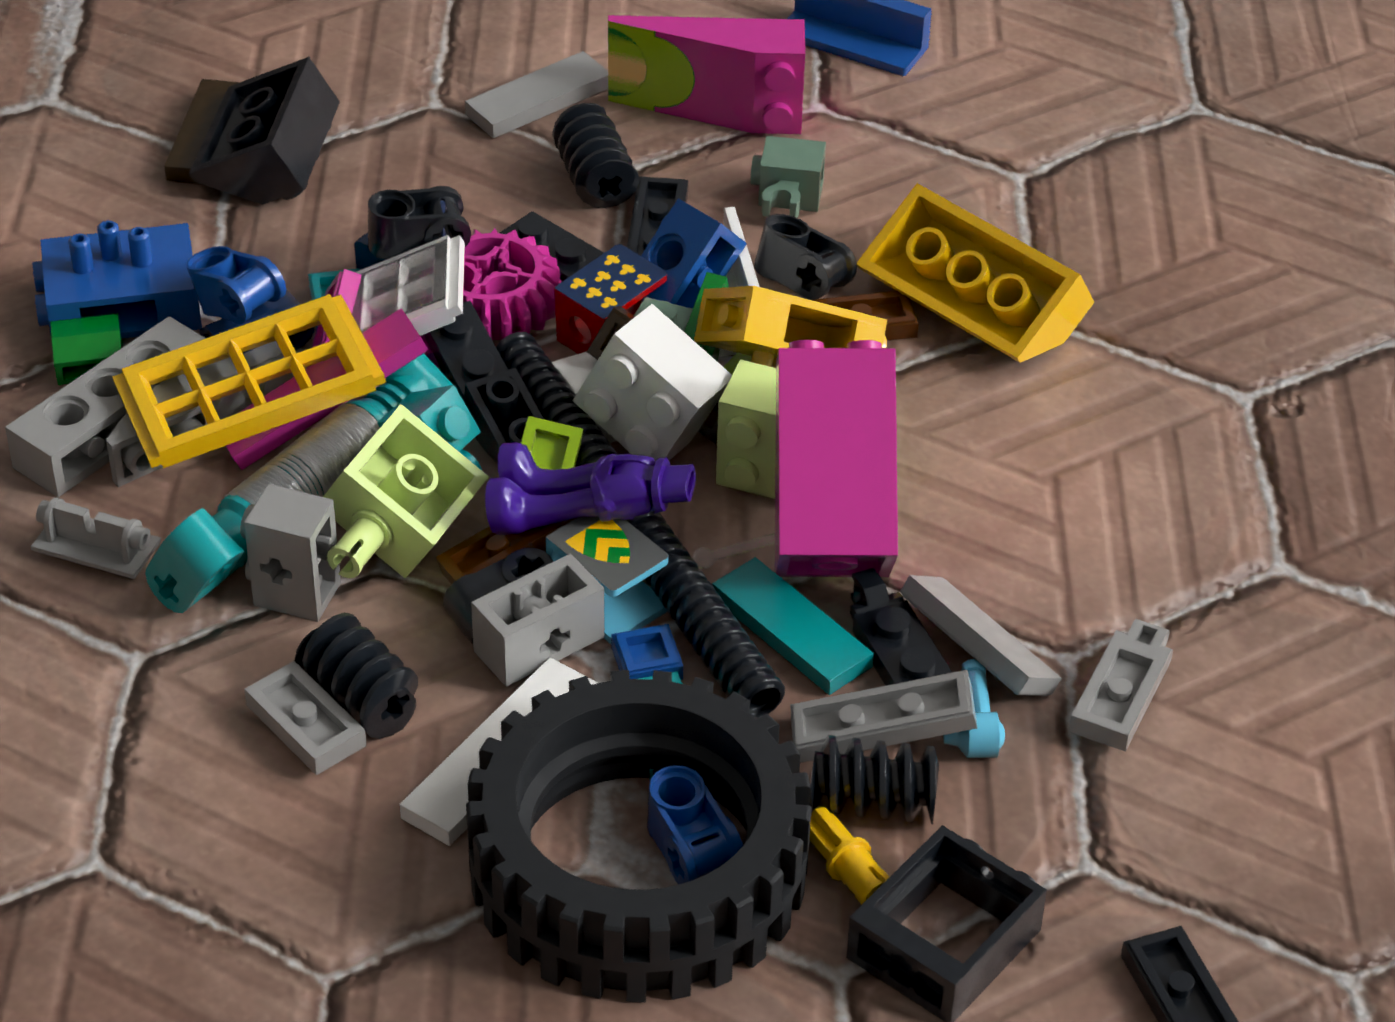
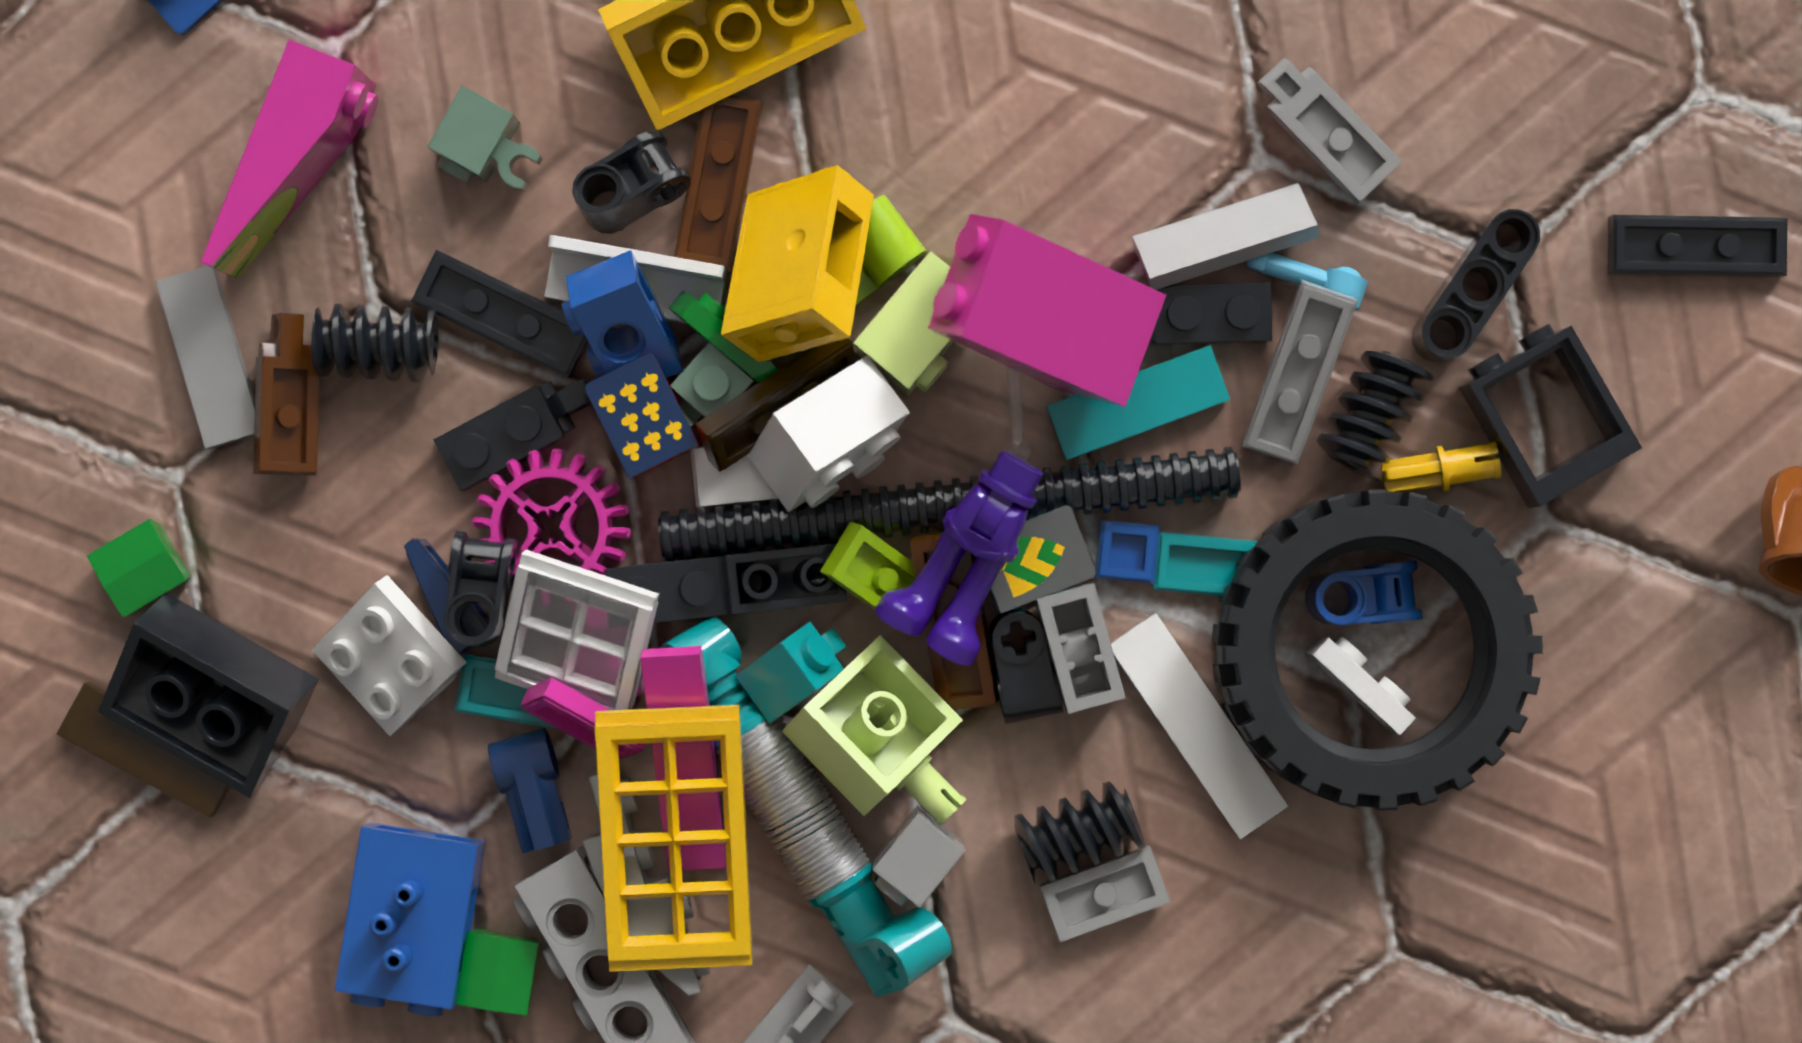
camera: 70 degrees left, 45 degrees up
(234, 282) = (514, 811): blue piece -> none
(333, 223) = (389, 655): none -> white plate
(360, 90) = (138, 566): none -> green piece
(510, 130) = (286, 402): none -> reddish brown hinge
(604, 836) = (1381, 699): none -> white plate
(1046, 827) = (1498, 269): none -> black beam

